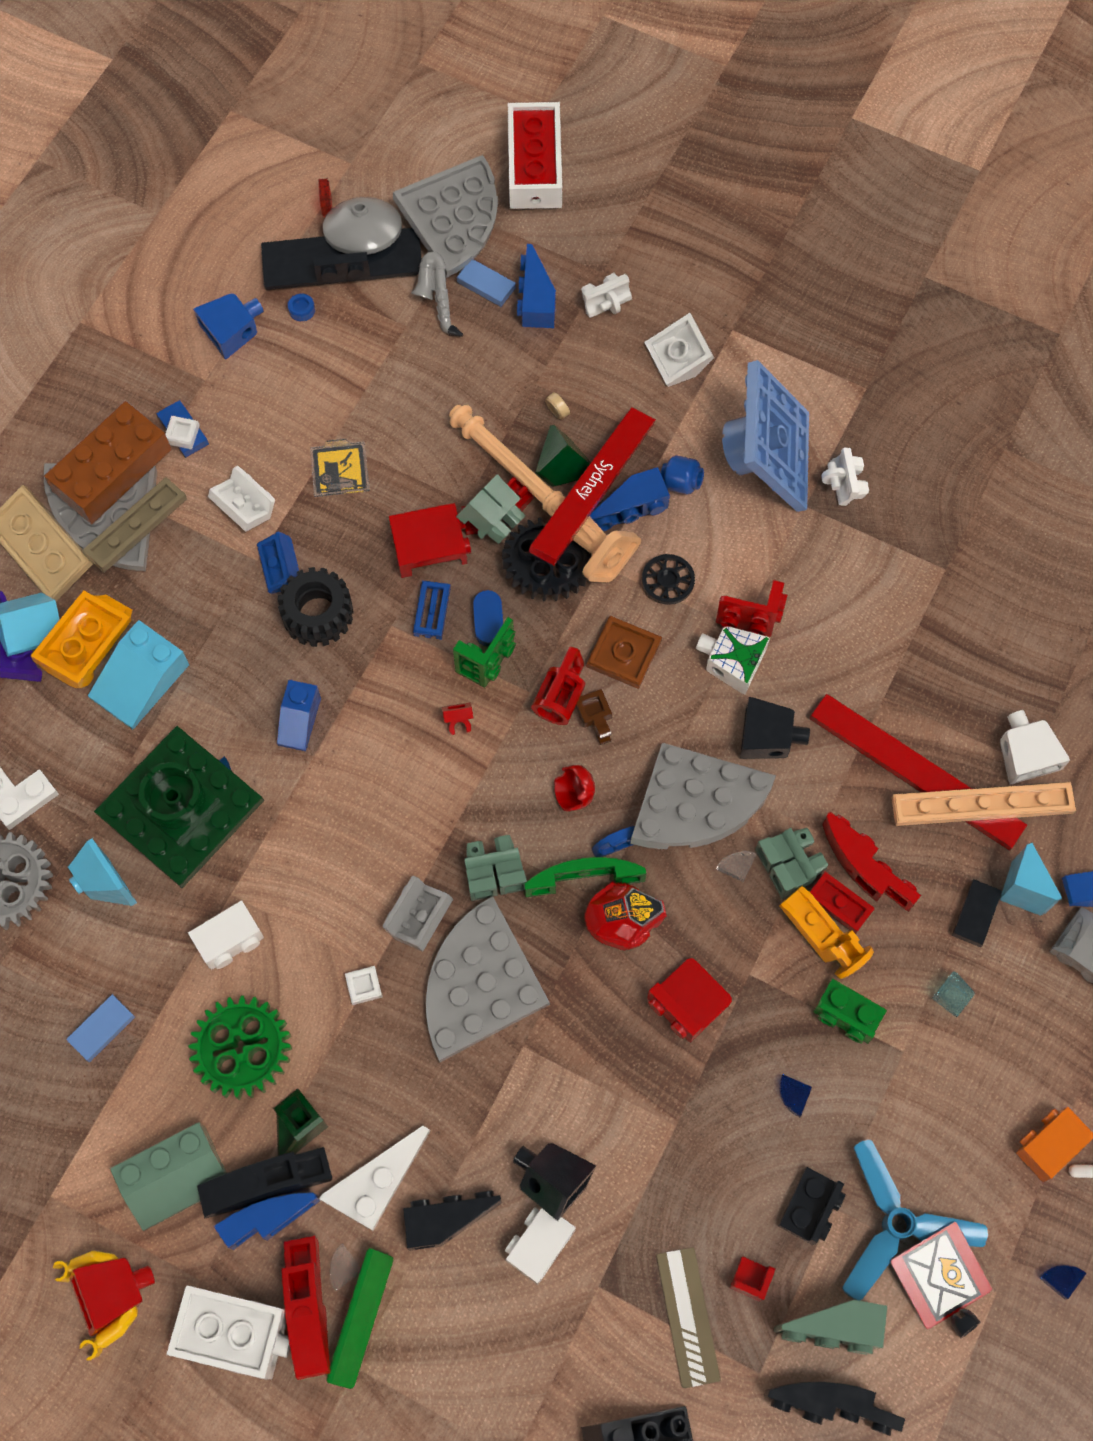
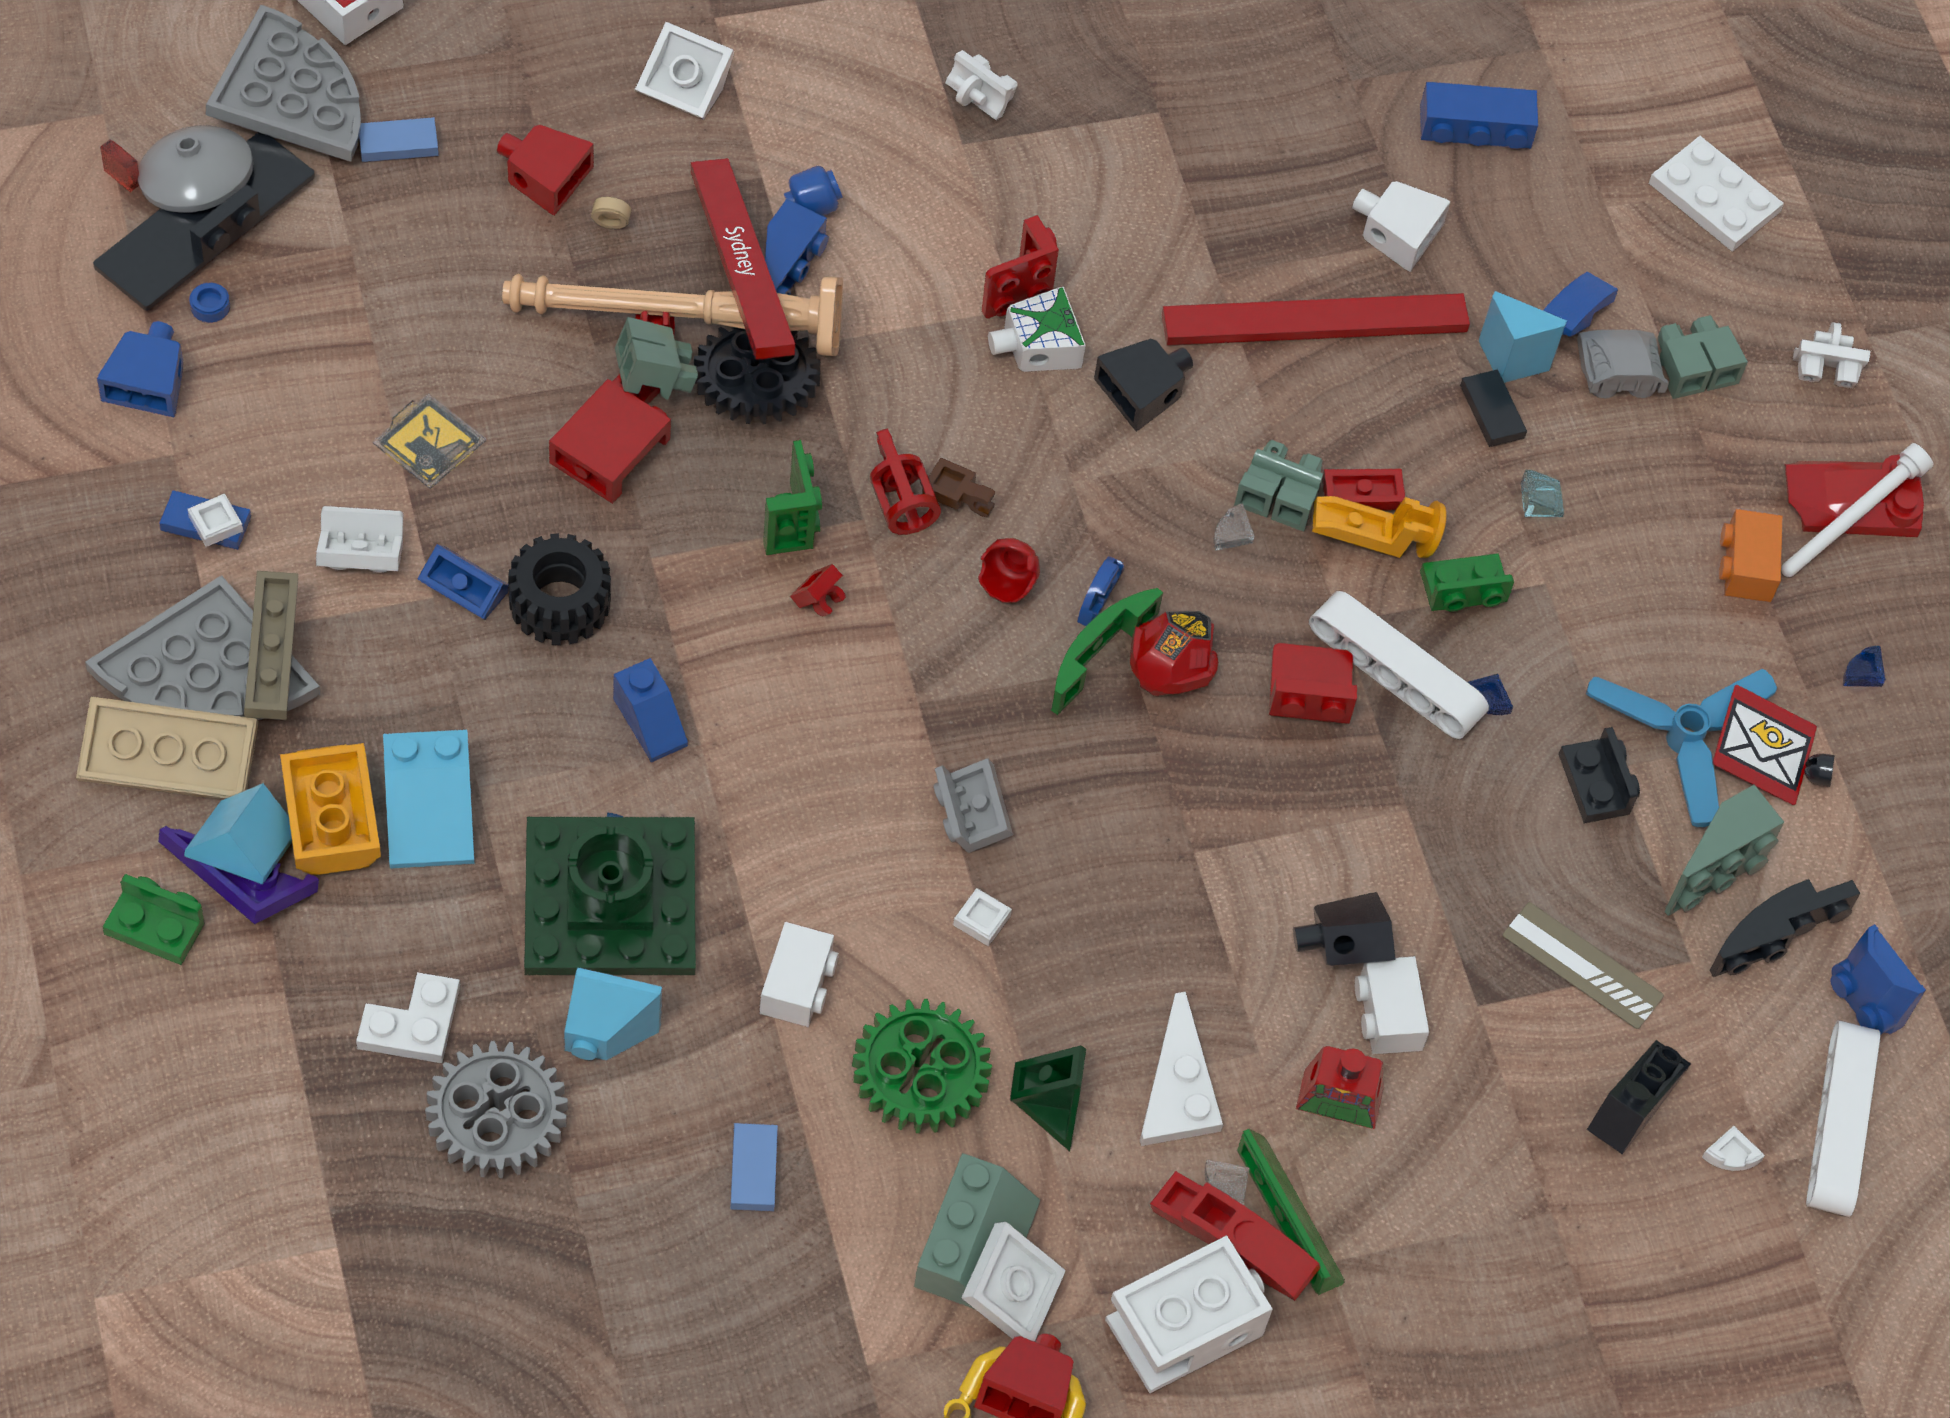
camera: 50 degrees left, 10 degrees down
(108, 462) = (173, 601): dark orange brick -> none
(157, 1224) = (1013, 1283): none -> white plate
(263, 1180) = (1075, 1163): black slope -> none
(264, 1217) = (1109, 1198): blue slope -> none
(428, 631) = (696, 534): blue tile -> none
(432, 279) = (341, 168): light grey piece -> none
(439, 1223) = (1278, 1067): black slope -> none
(458, 1272) = (1343, 1086): none -> red torso
(479, 983) = (1094, 825): light grey plate -> none
(487, 616) = (748, 474): blue tile -> none
(504, 861) = (1008, 709): sand green hips -> none
(538, 292) = (470, 109): blue slope -> none
(549, 353) = (547, 165): none -> red torso
(560, 459) = (672, 260): dark green slope -> none
(607, 295) = (553, 66): white hips -> none
(624, 652) = (923, 410): dark orange tile -> none
(668, 579) = (897, 308): black wheel -> none
(697, 799) = (1137, 492): light grey plate -> none
(752, 1279) = (1611, 881): red panel -> none
(754, 1032) = (1399, 665): none -> white beam
(771, 437) = (875, 94): medium blue piece -> none
(856, 856) = (1340, 437): red slope -> none
(983, 804) = (1406, 302): light nougat tile -> none

